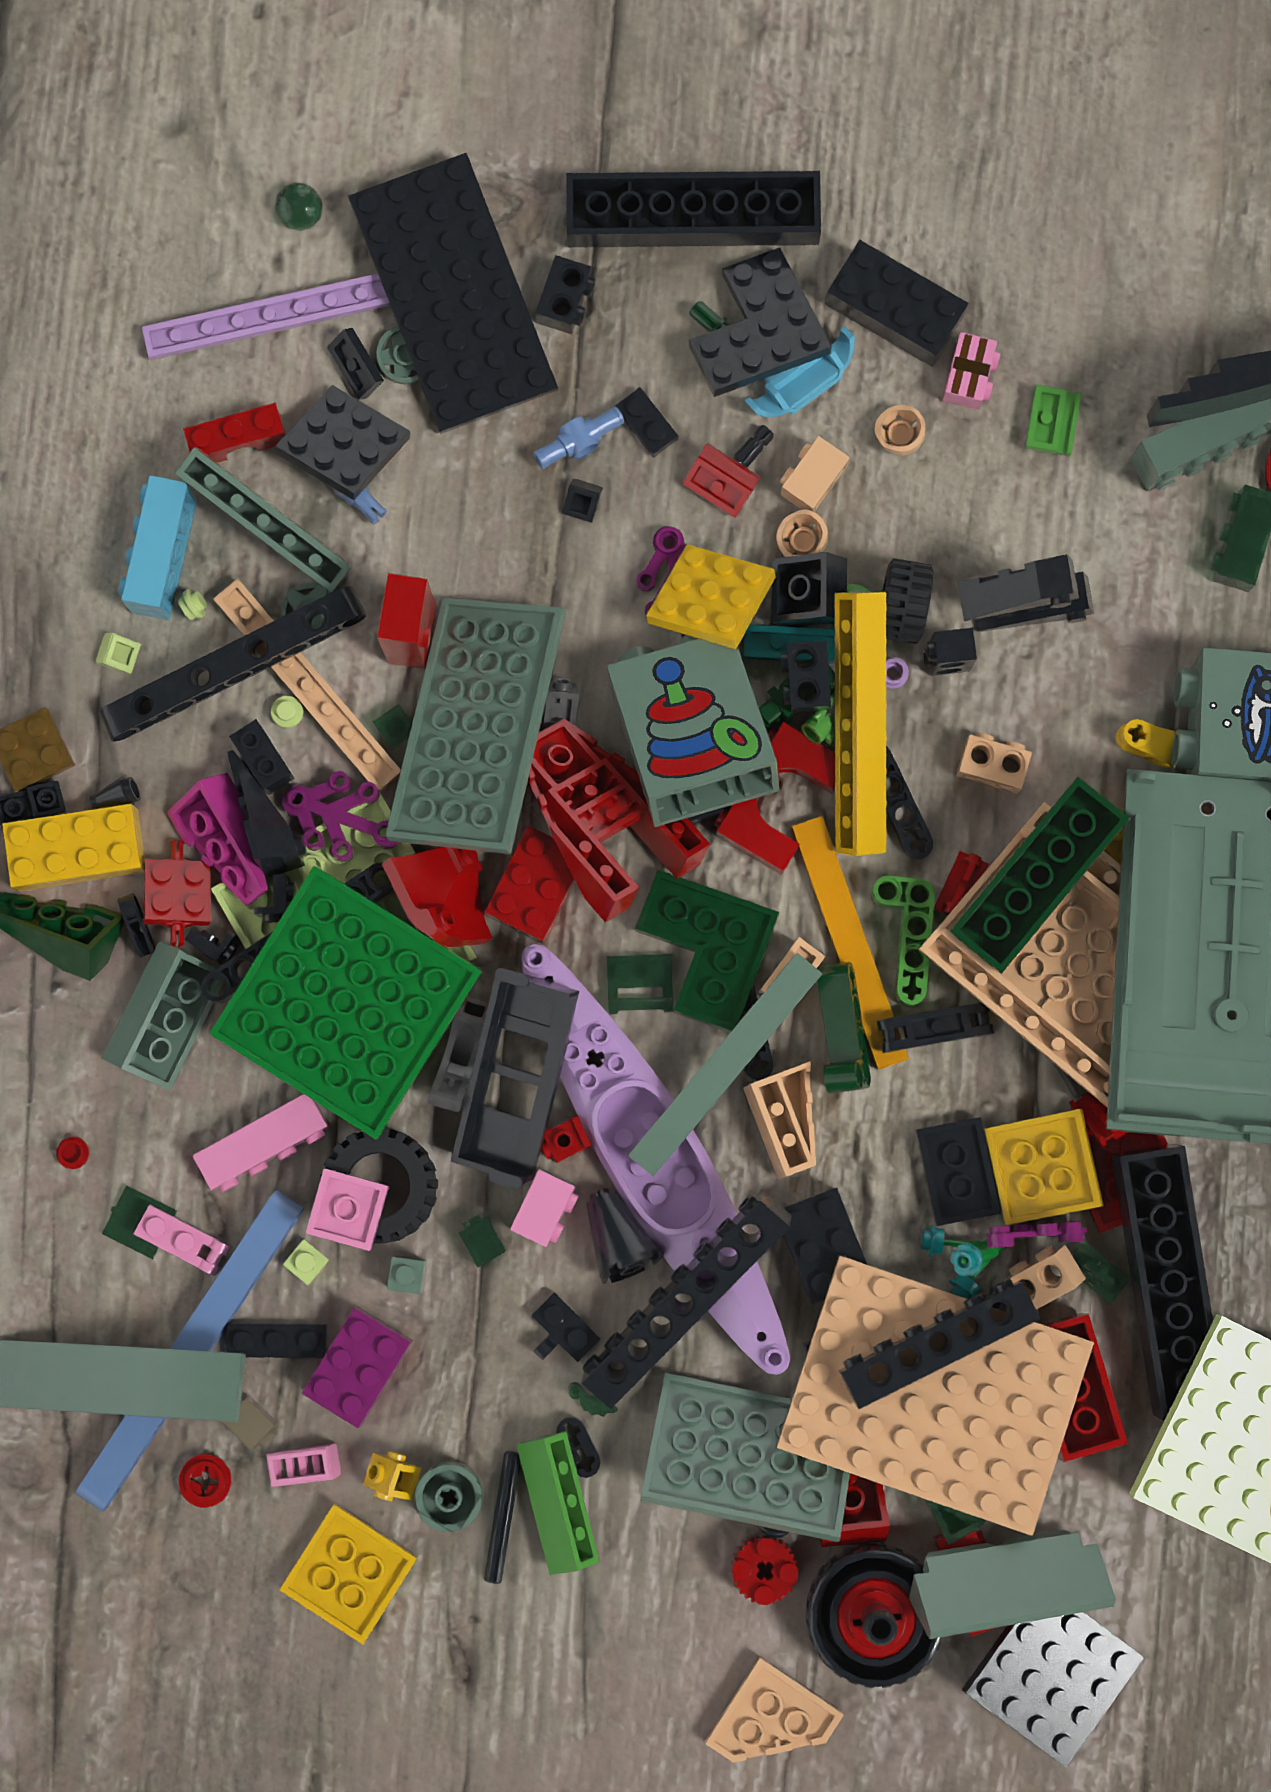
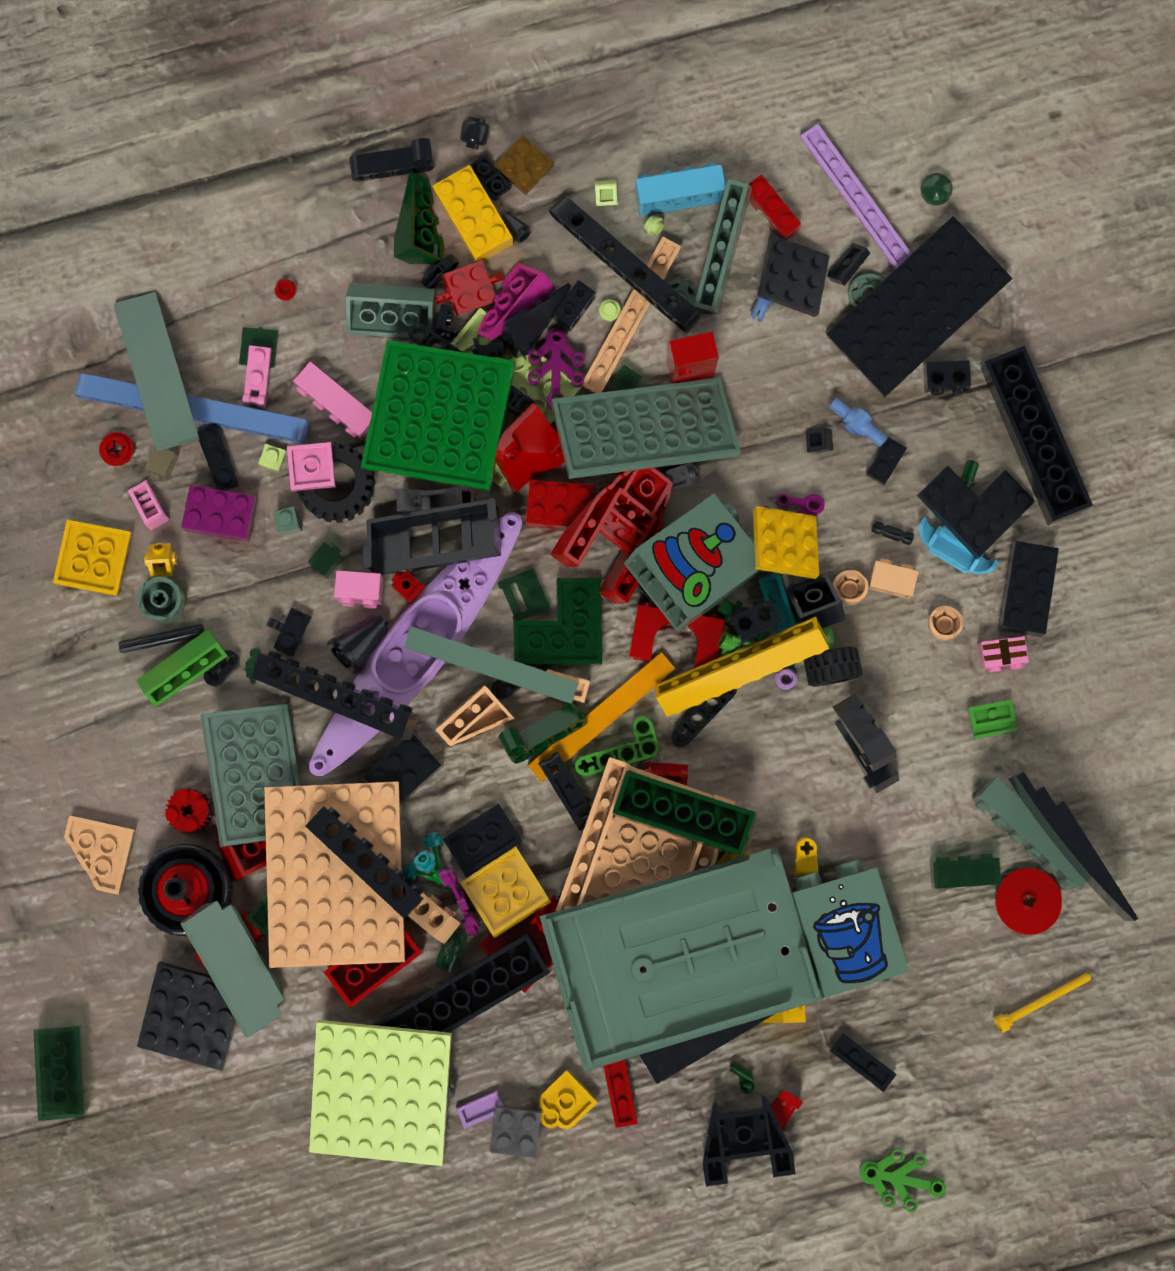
camera: 70 degrees right, 0 degrees up
(721, 480) = (866, 522): red plate -> none
(950, 652) = (812, 708): black brick -> none
(992, 771) = (746, 764): light nougat brick -> none

